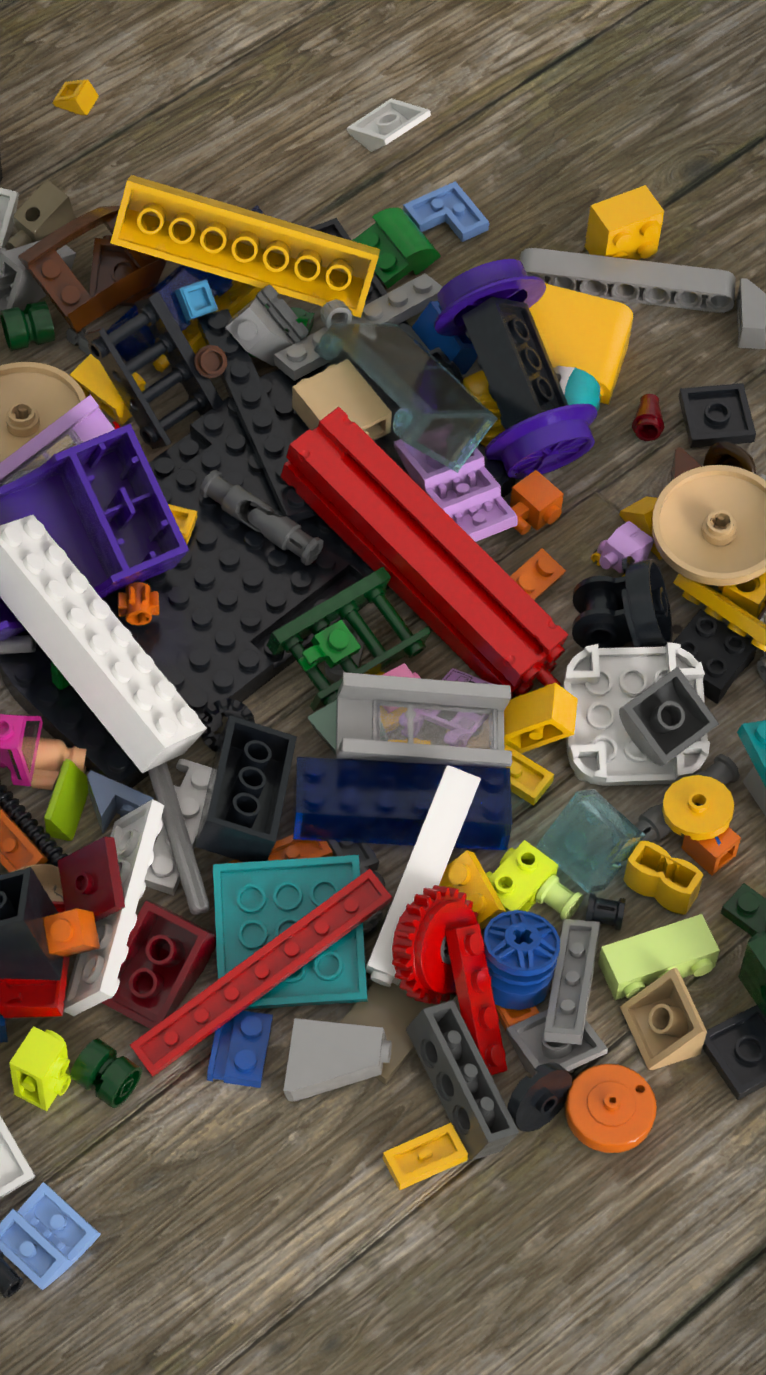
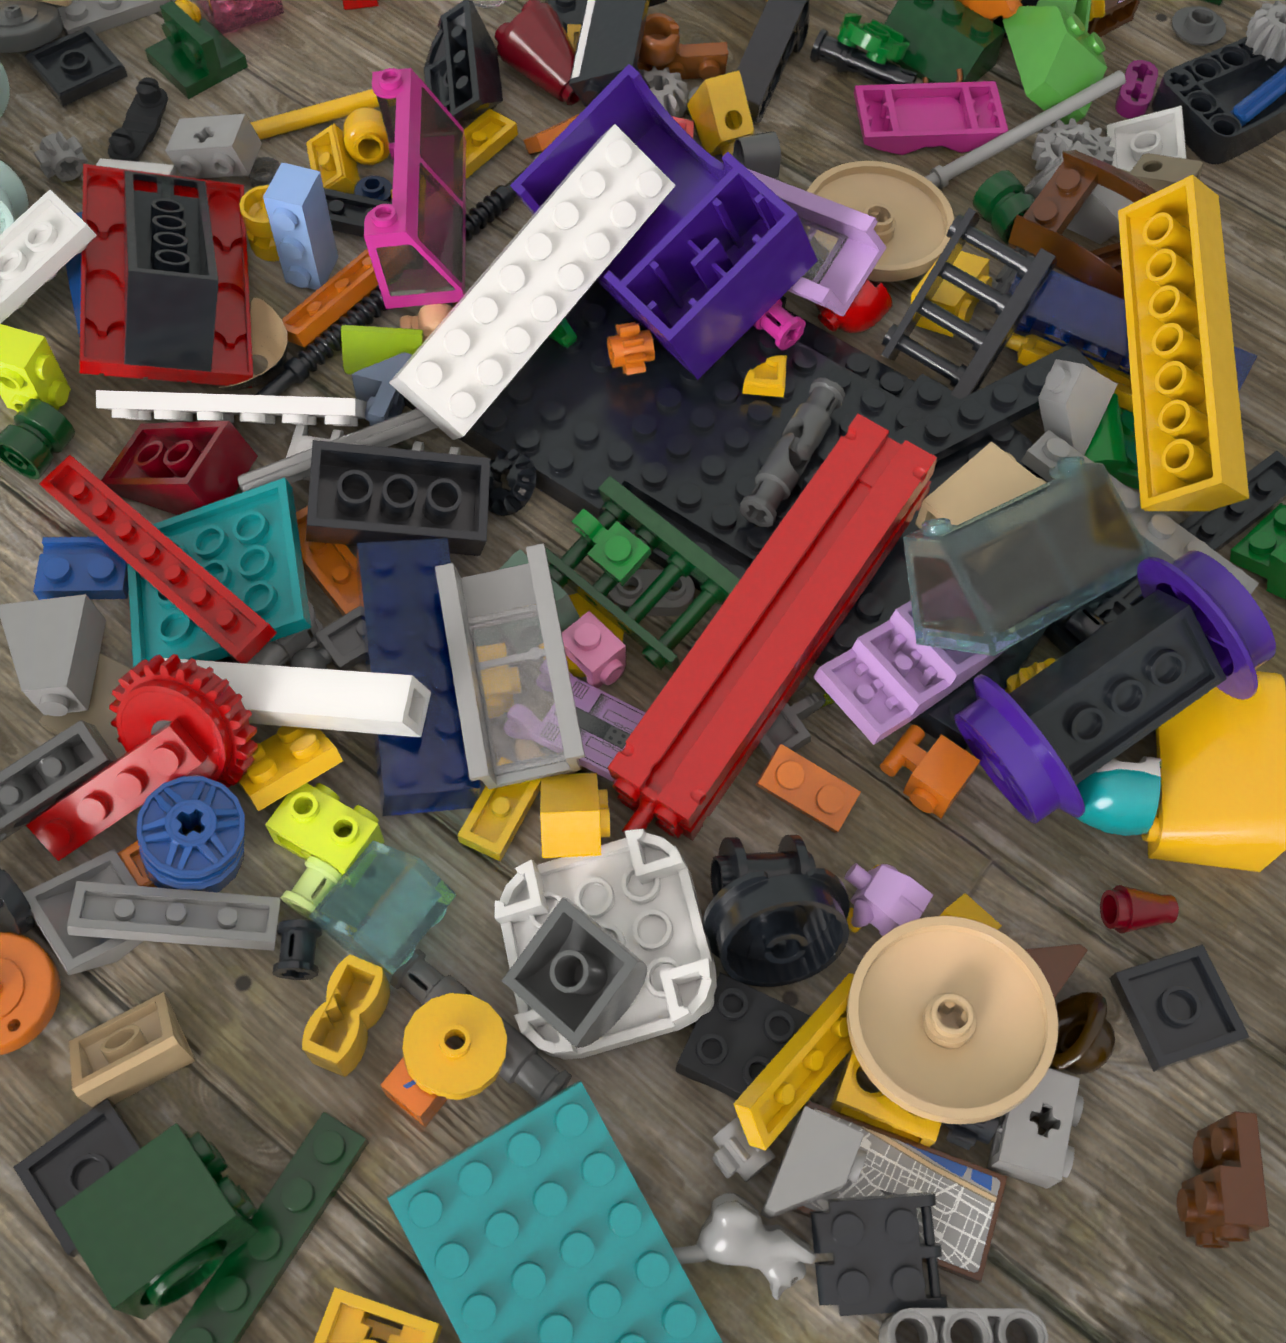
camera: 80 degrees right, 5 degrees up
(71, 932) = (169, 353): orange brick -> none
(92, 879) = (242, 364): dark red plate -> none
(196, 300) = (1086, 326): dark azure tile -> none
(210, 361) = (1002, 357): reddish brown plate -> none
(282, 313) = (1107, 419): dark grey axle -> none
(333, 307) = (1134, 467): light grey axle -> none
(642, 959) = (227, 1031): yellowish green brick -> none

